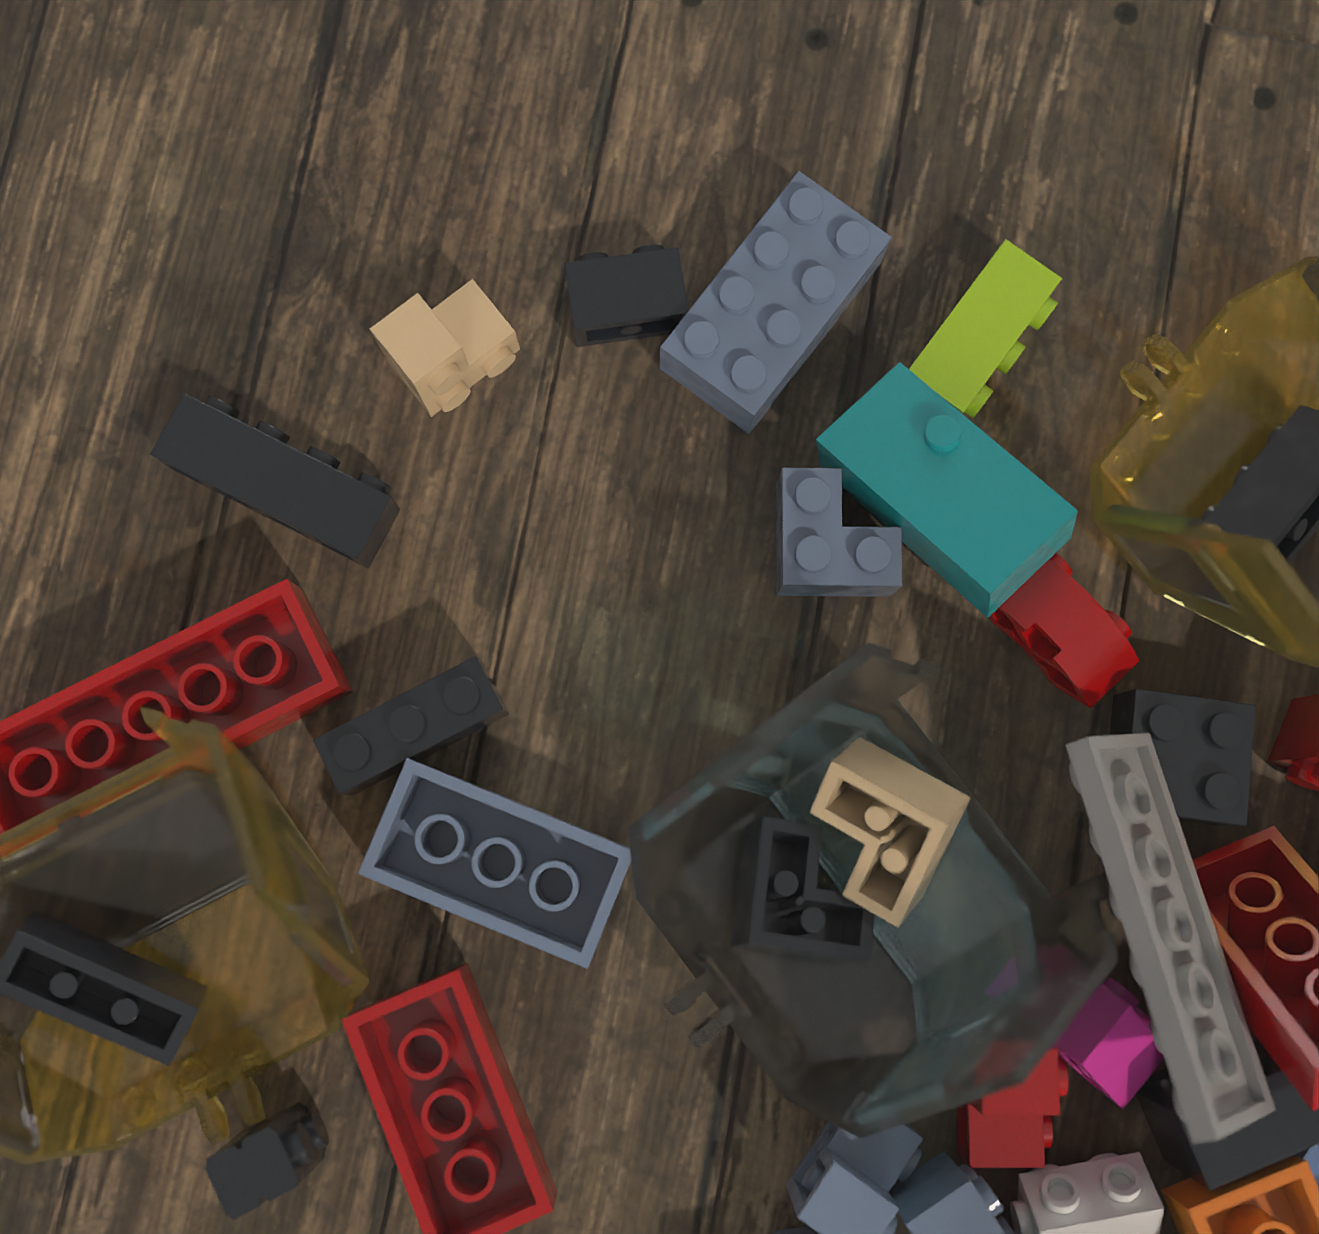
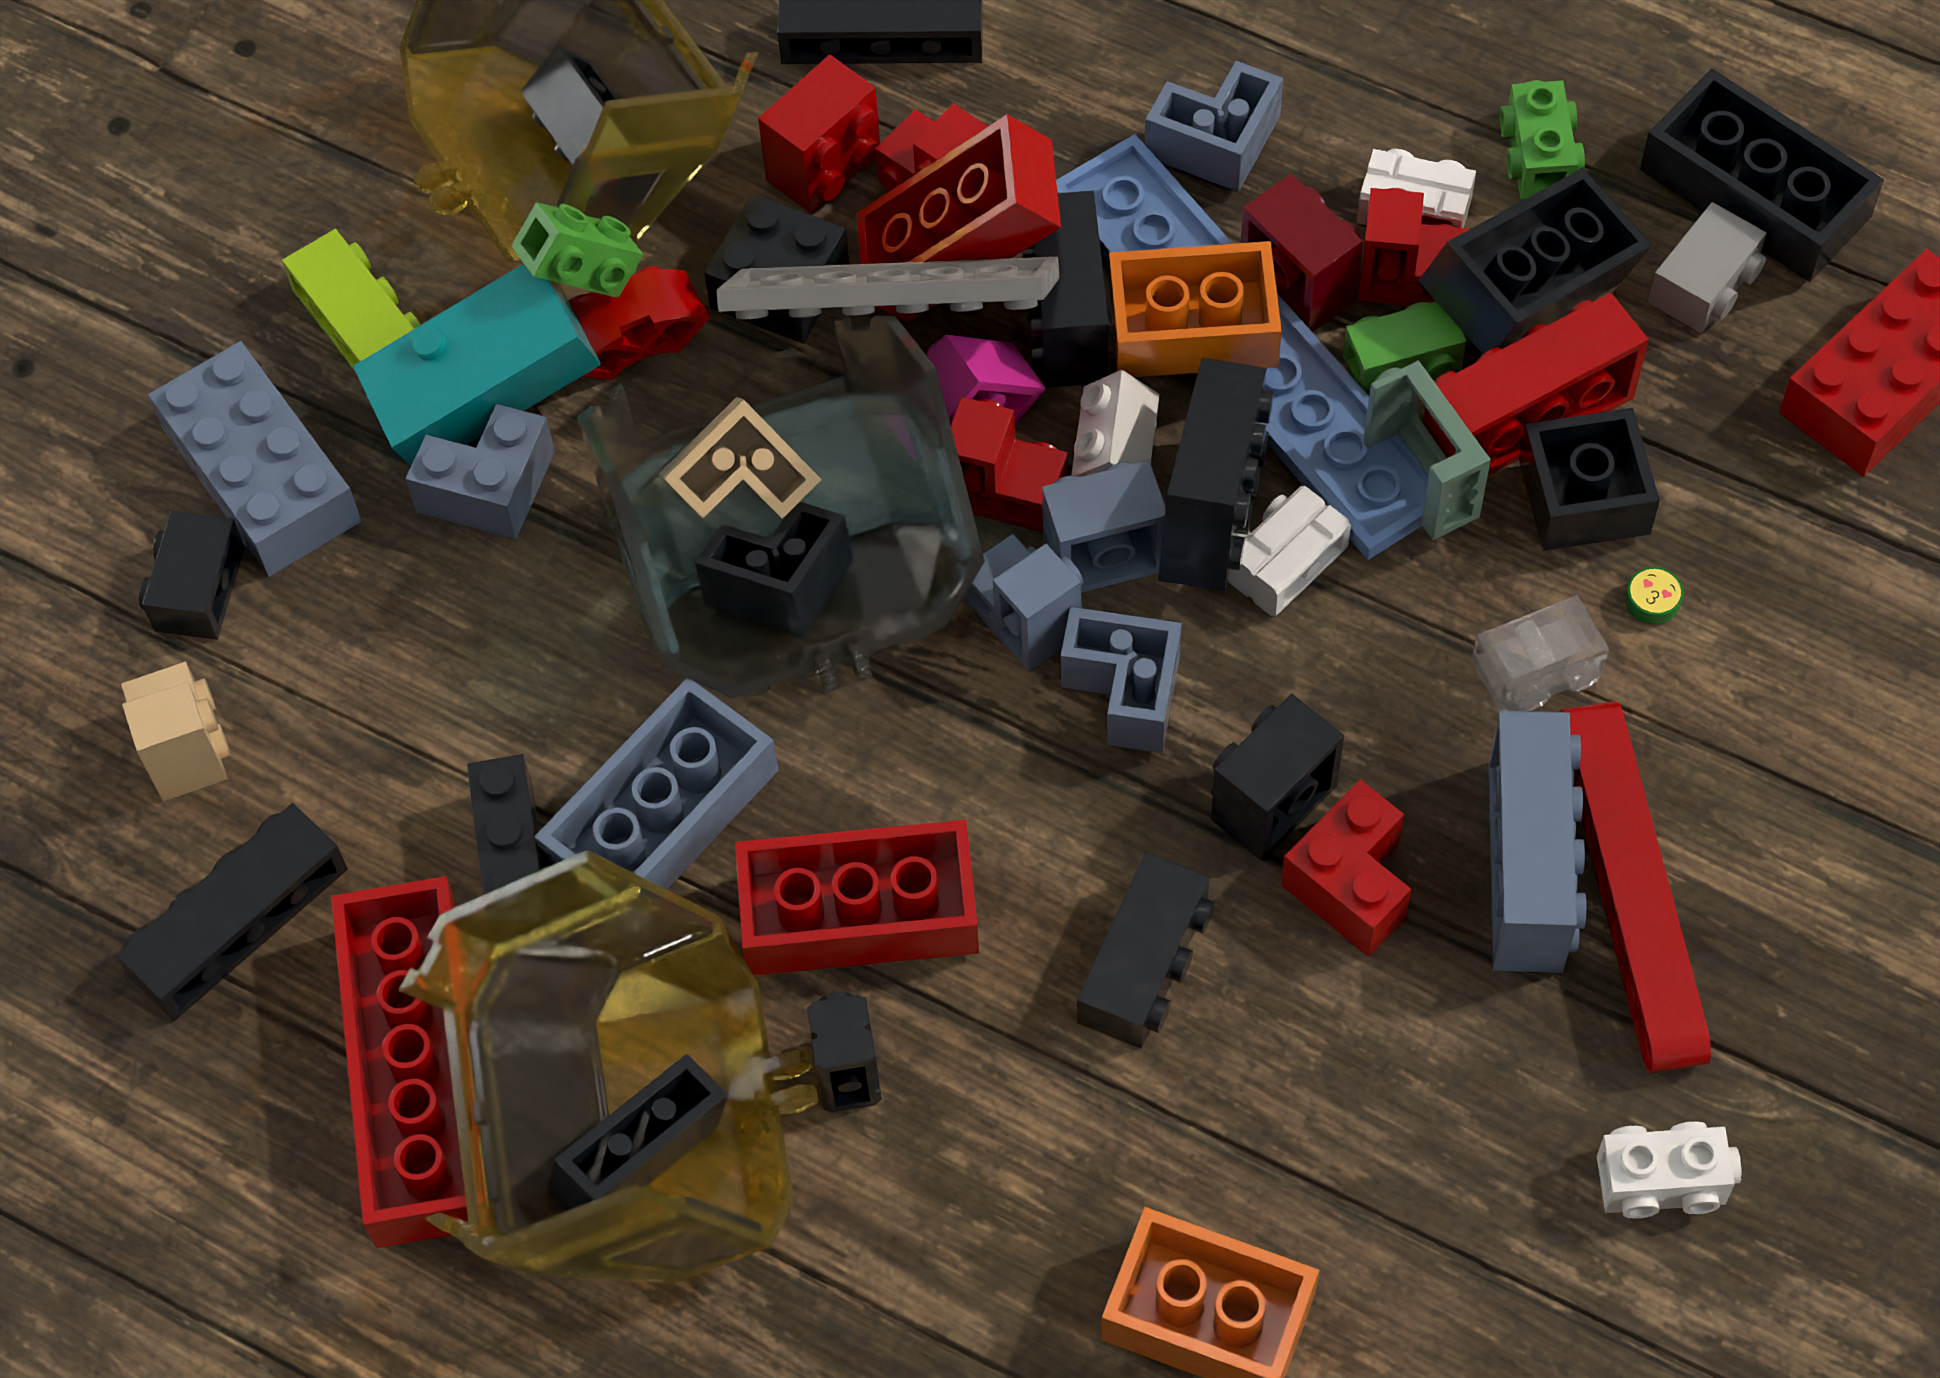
camera: 65 degrees left, 20 degrees down
(1098, 553) = (577, 249): none -> bright green brick

